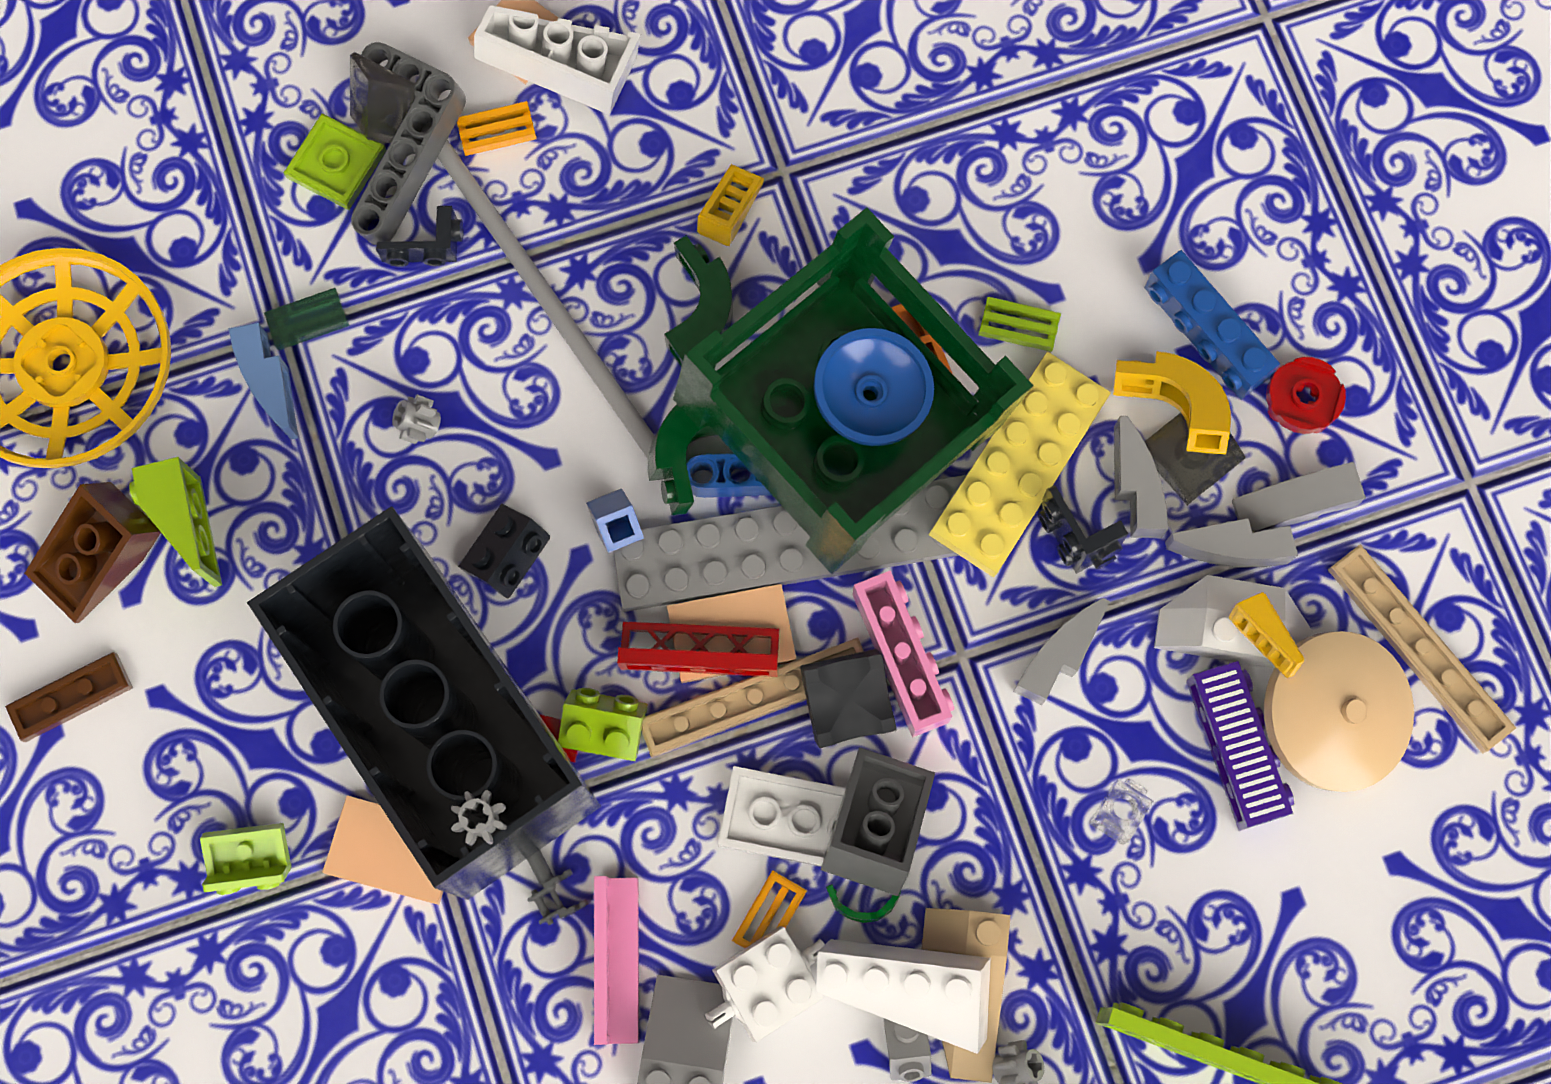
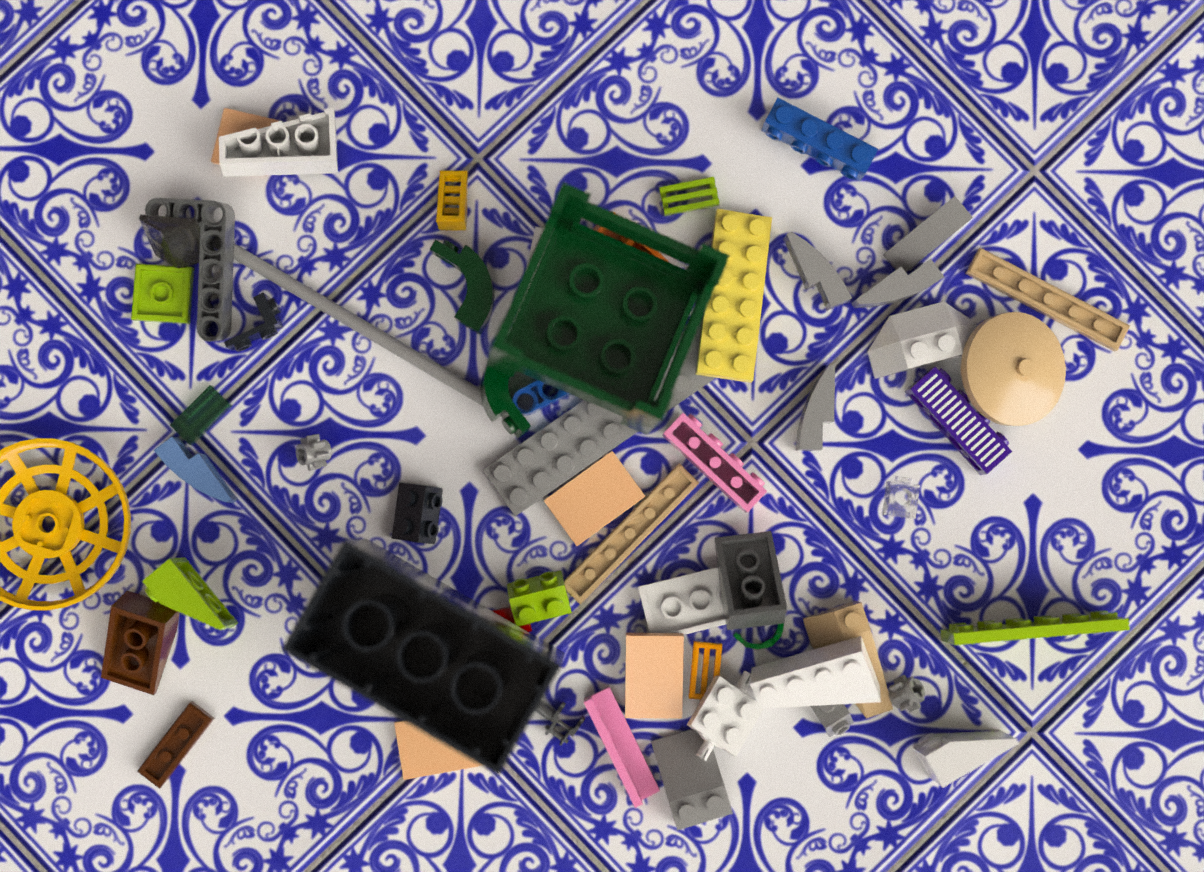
camera: 30 degrees left, 10 degrees up
(245, 858) = (349, 795): lime bracket -> none
(475, 805) = (500, 726): light grey gear -> none
(505, 119) = (255, 211): light orange tile -> none
(615, 520) = (482, 460): blue brick -> none
(694, 660) = (583, 530): red fence -> none
(700, 888) = (654, 675): none -> light nougat tile
(847, 697) = (692, 508): black brick -> none
(877, 363) = (621, 279): blue dish -> none
(1073, 545) = (792, 336): black bracket -> none
(1185, 470) = (843, 233): clear smoke slope -> none
(1187, 389) = (822, 193): yellow arch -> none
(1265, 630) = (946, 341): yellow slope -> none
(1324, 385) = (913, 148): red plate -> none

